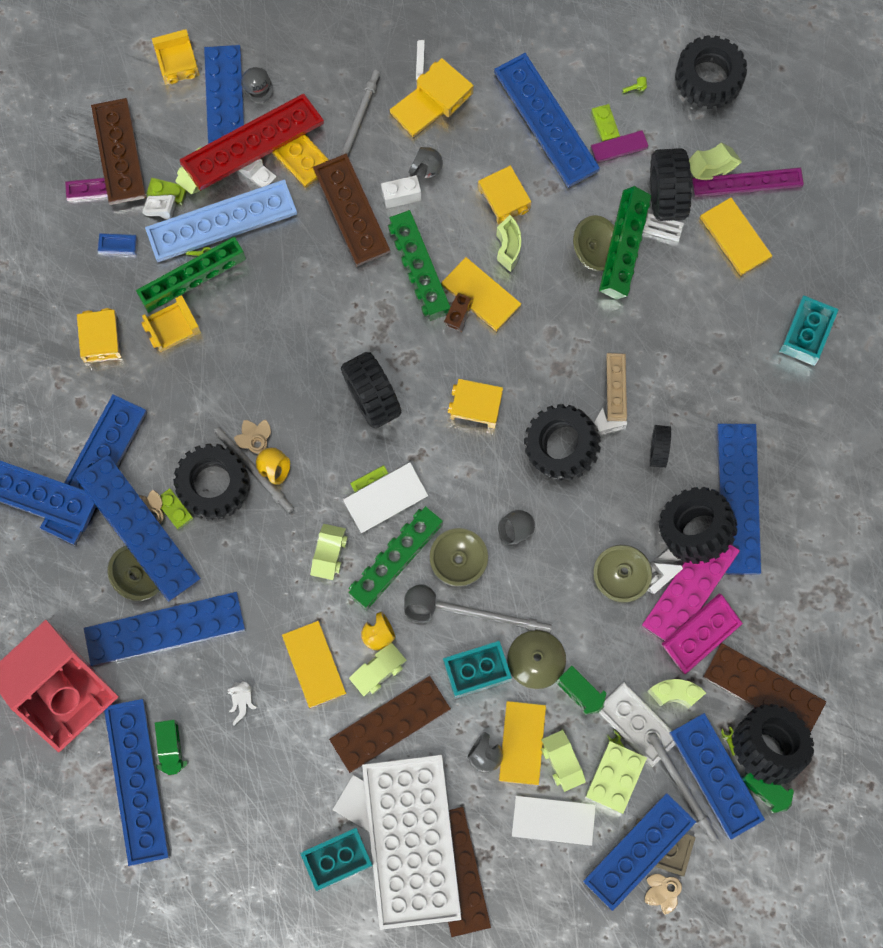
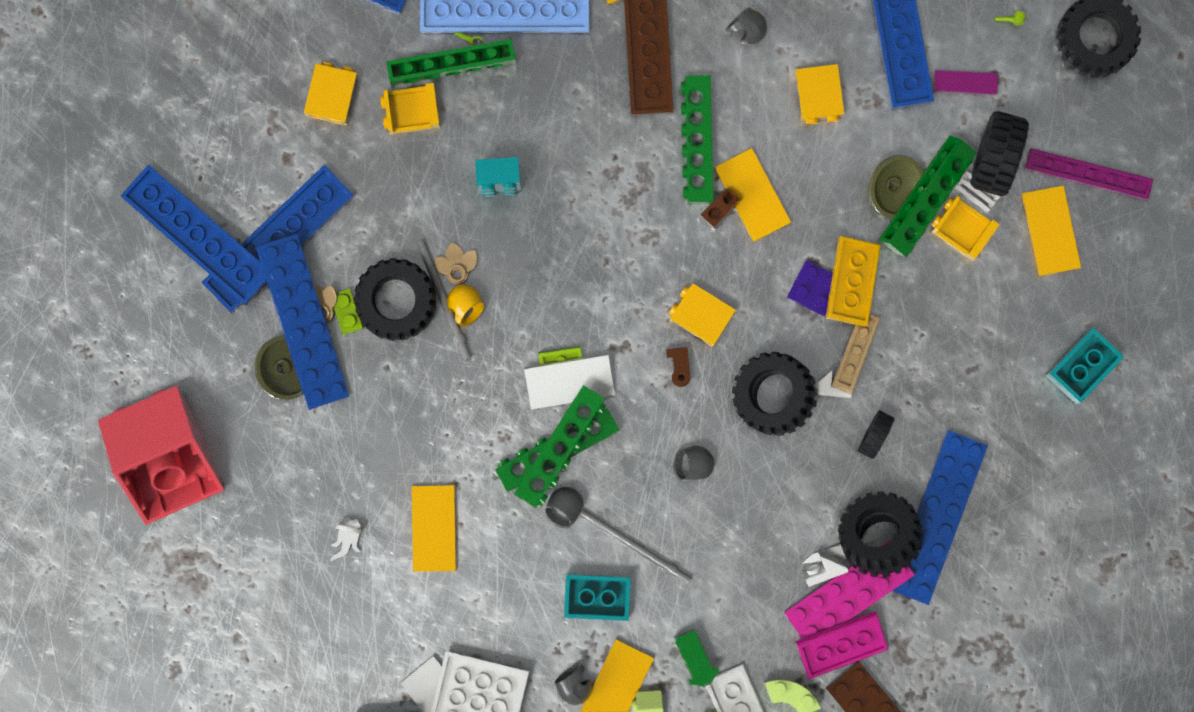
camera: 15 degrees right, 10 degrees up
(136, 782) = (213, 582): blue plate -> none
(164, 629) = (294, 435): blue plate -> none
(169, 747) = (258, 560): green piece -> none
(263, 348) = (498, 176): none -> teal brick
(328, 551) = (490, 417): yellowish green brick -> none
(371, 389) = (595, 265): black tyre -> none
(371, 675) = (496, 559): yellowish green brick -> none
(379, 635) = (511, 525): yellow helmet -> none
(389, 724) = (488, 618): reddish brown plate -> none
(401, 191) = (709, 49): white brick -> none
(403, 503) = (584, 398): none -> green brick
(456, 544) = (633, 462): olive dish -> none
(474, 450) = (681, 367): none -> reddish brown leg
(510, 237) = (805, 151): yellowish green brick -> none
(535, 673) = (651, 595): olive dish -> none
(561, 349) = (812, 288): none -> dark purple plate
(591, 331) = (853, 281): none -> yellow tile
(605, 122) = (961, 50): lime plate -> none
(616, 583) = (774, 558): olive dish -> none
(664, 259) = (964, 228): none -> yellow panel
(713, 162) = (1059, 139): yellowish green brick -> none

